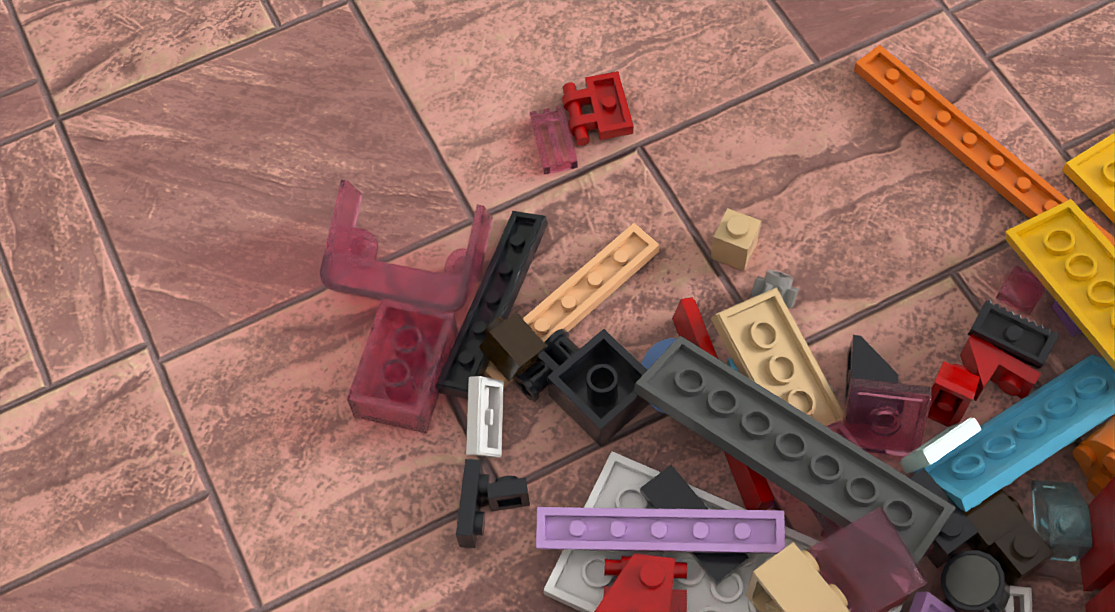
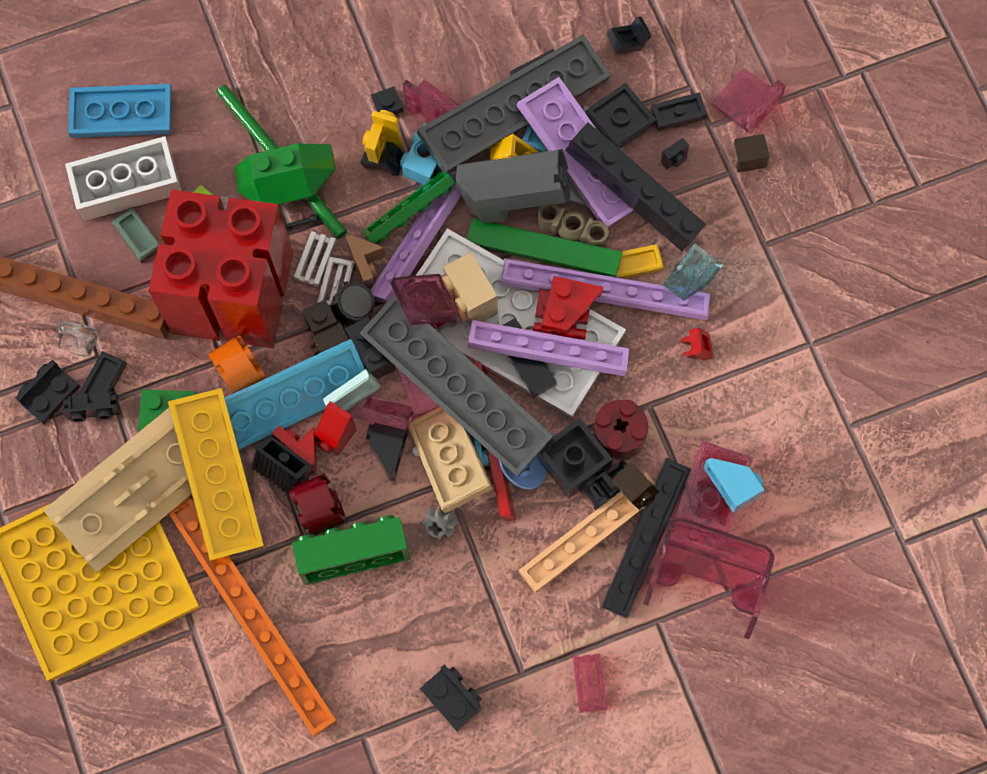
camera: 175 degrees left, 10 degrees up
(371, 349) = (735, 482): none -> medium azure slope
(428, 580) = (700, 344): none -> red tile
(470, 518) = (666, 401): black plate -> none
(484, 417) = (657, 445): white tile -> none
(508, 493) = (644, 395): black plate -> none
(541, 416) = (626, 416): none -> dark red brick
(608, 105) = (542, 706): red plate -> none
(720, 107) = (451, 697): none -> black bracket
(735, 239) = (461, 567): tan brick -> none
(886, 234) = (350, 550): none -> green brick
(946, 287) = (318, 504): none -> dark red brick
(1021, 290) = (264, 509): clear pink tile -> none
(1061, 519) = (286, 341): clear light blue slope -> none

